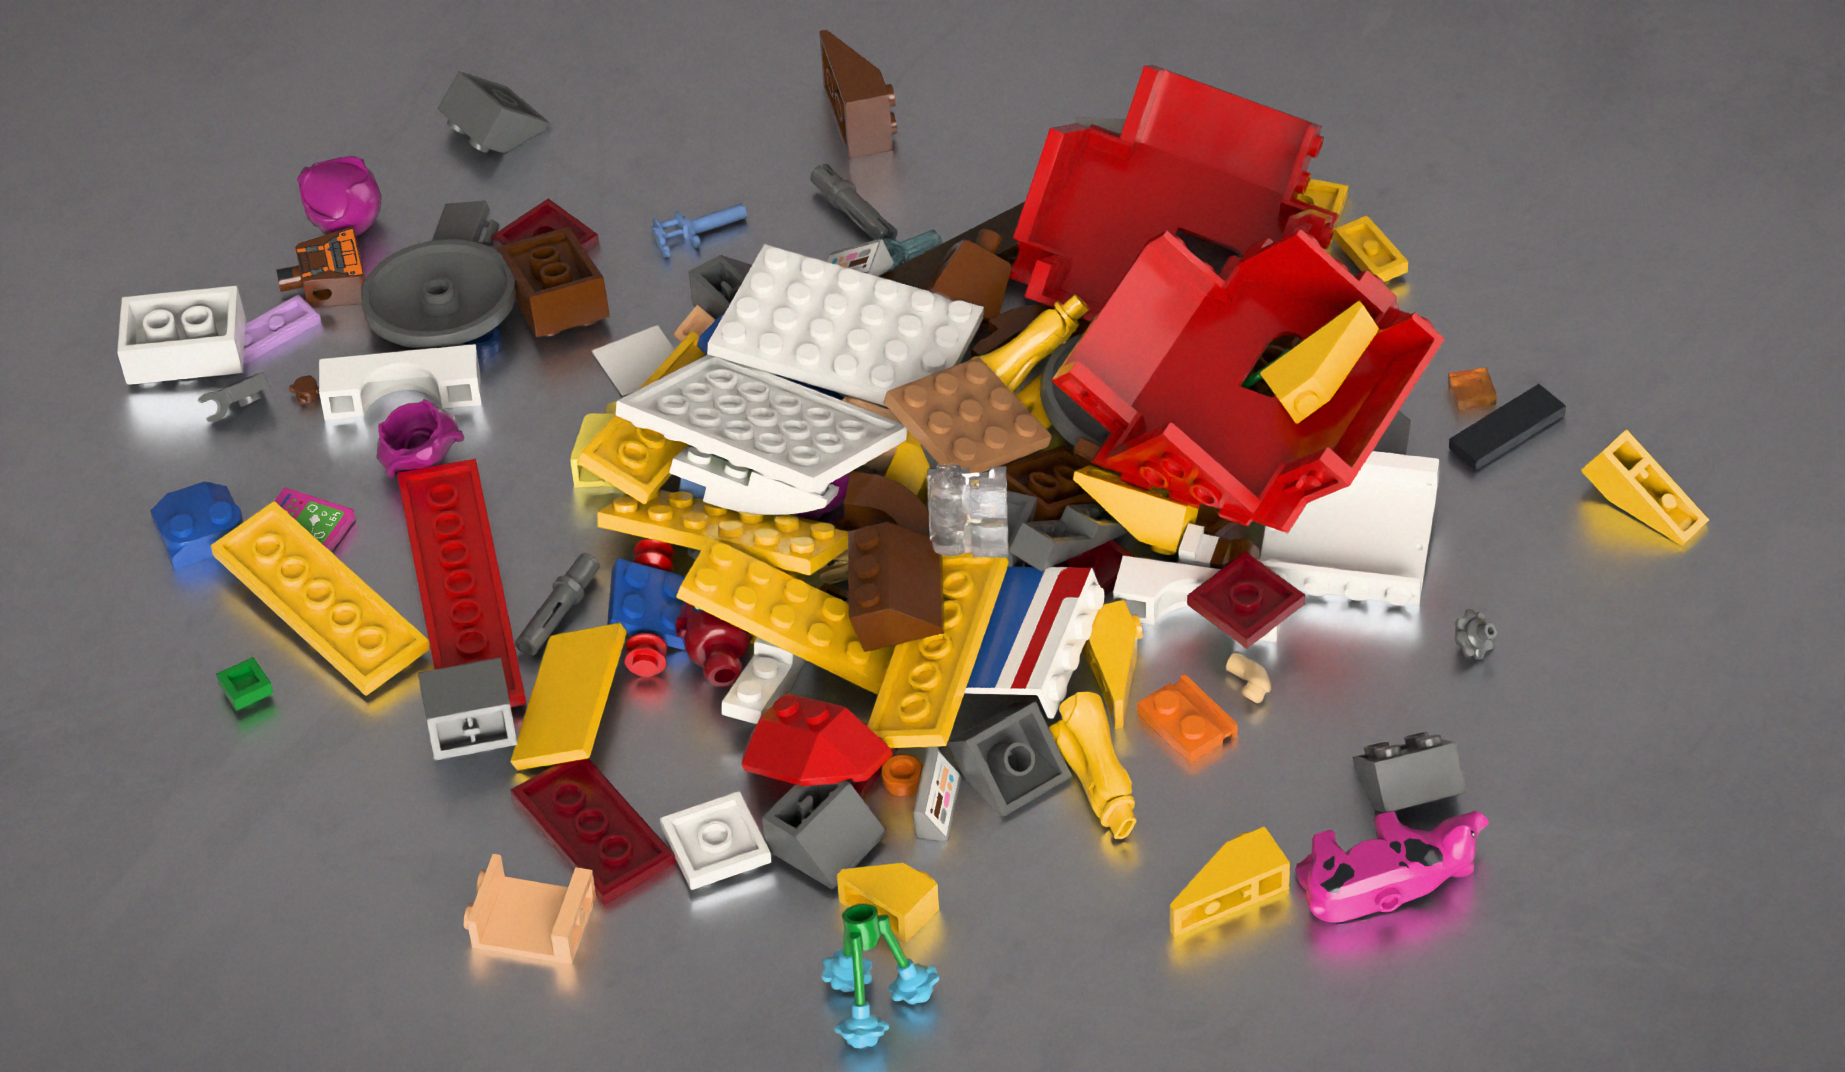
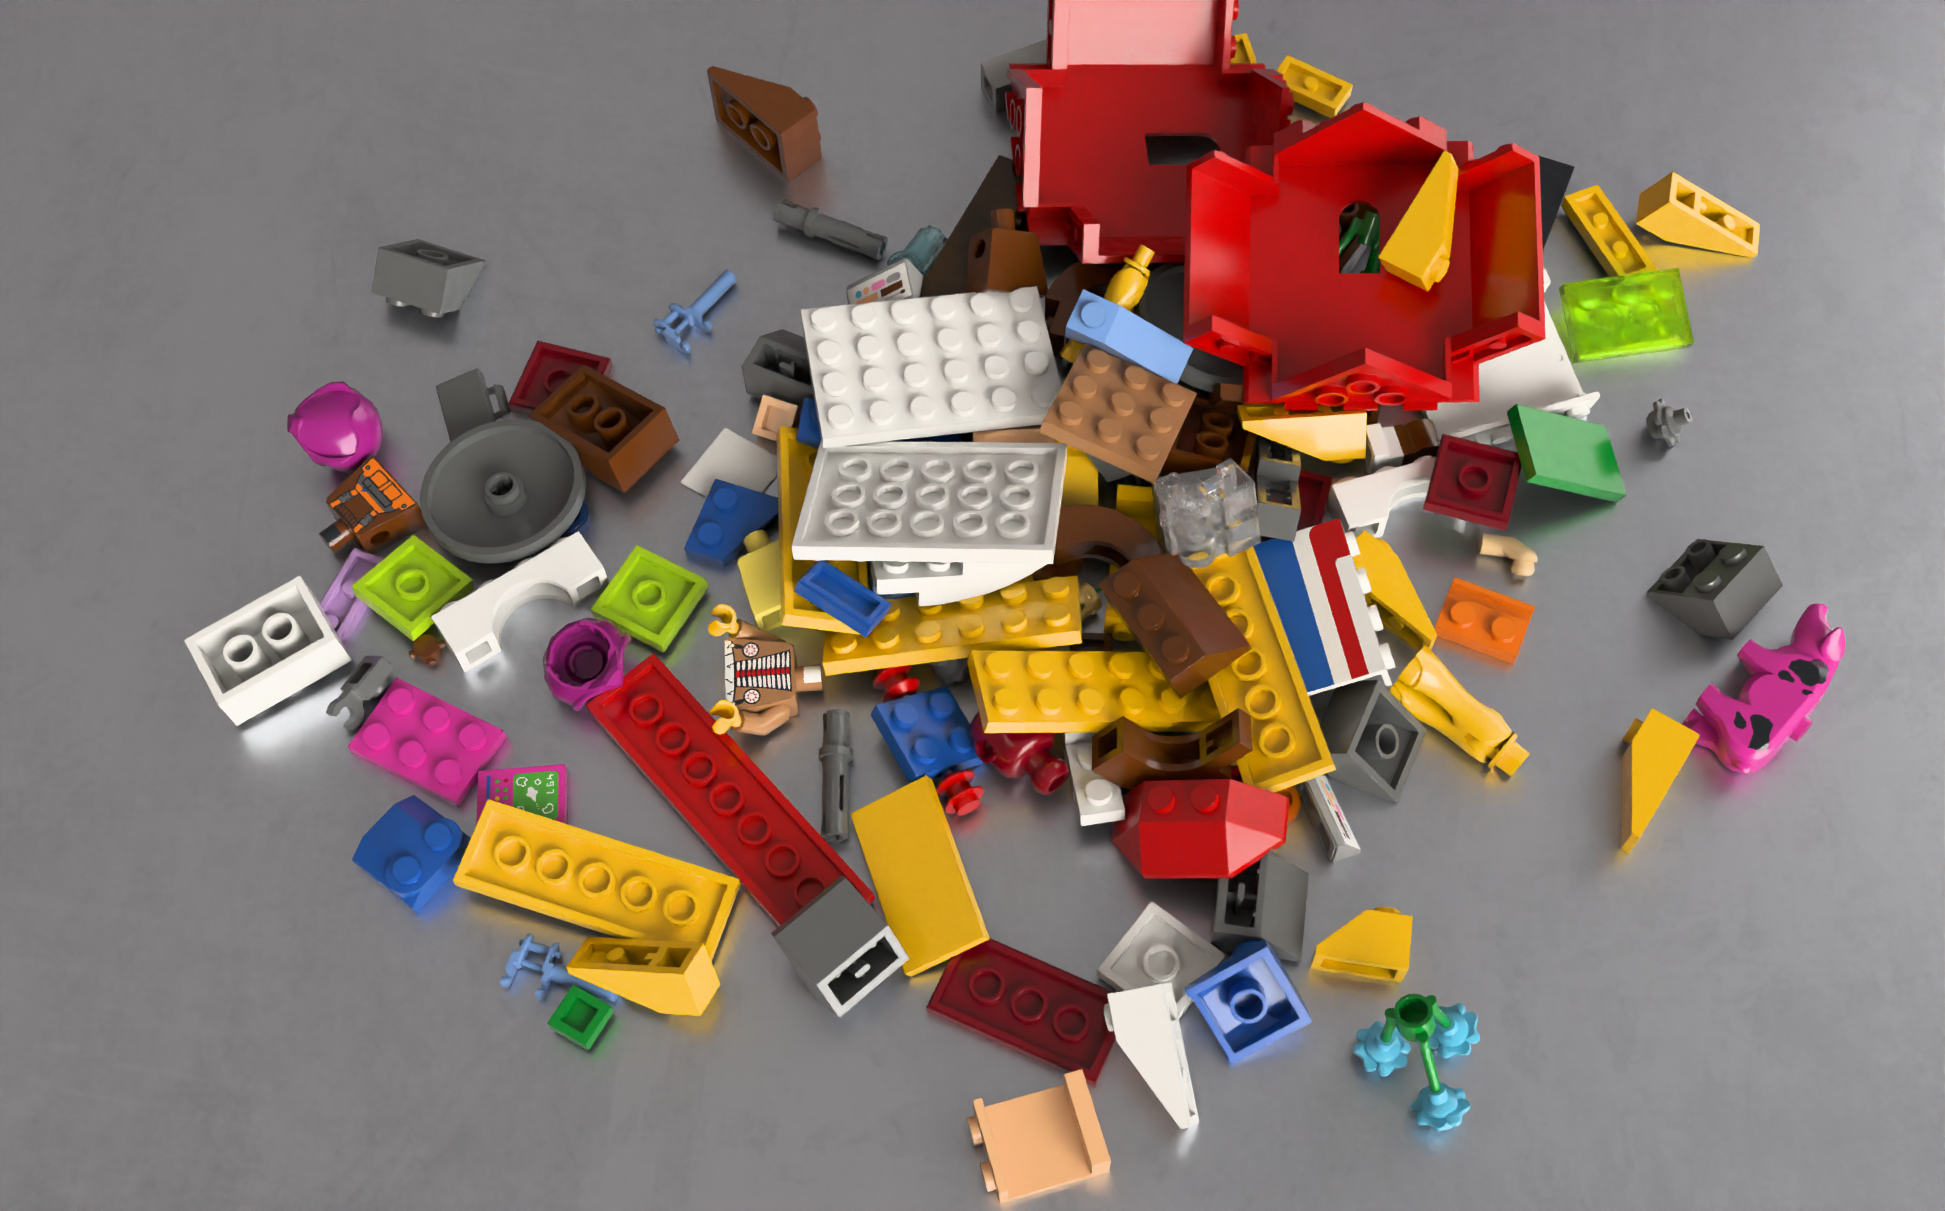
camera: 30 degrees left, 15 degrees up
(245, 646) = (551, 972): none -> medium blue piece
(261, 453) = (427, 742): none -> dark pink plate
(317, 674) = (653, 973): none -> yellow slope
(321, 334) = (412, 586): none -> lime plate
(503, 421) = (650, 598): none -> lime plate
(545, 510) = (759, 677): none -> torso
(599, 388) = (726, 520): none -> blue wing
(639, 463) = (843, 597): none -> blue tile
(663, 876) = (1152, 1039): none -> white slope
(761, 883) = (1249, 1000): none -> slope
(796, 671) = (1133, 755): none -> reddish brown arch
(1014, 363) = (1127, 337): none -> slope
(1352, 615) = (1566, 453): none -> tile
(1508, 538) = (1626, 315): none -> clear neon green plate
(1548, 473) = (1606, 233): none -> yellow plate

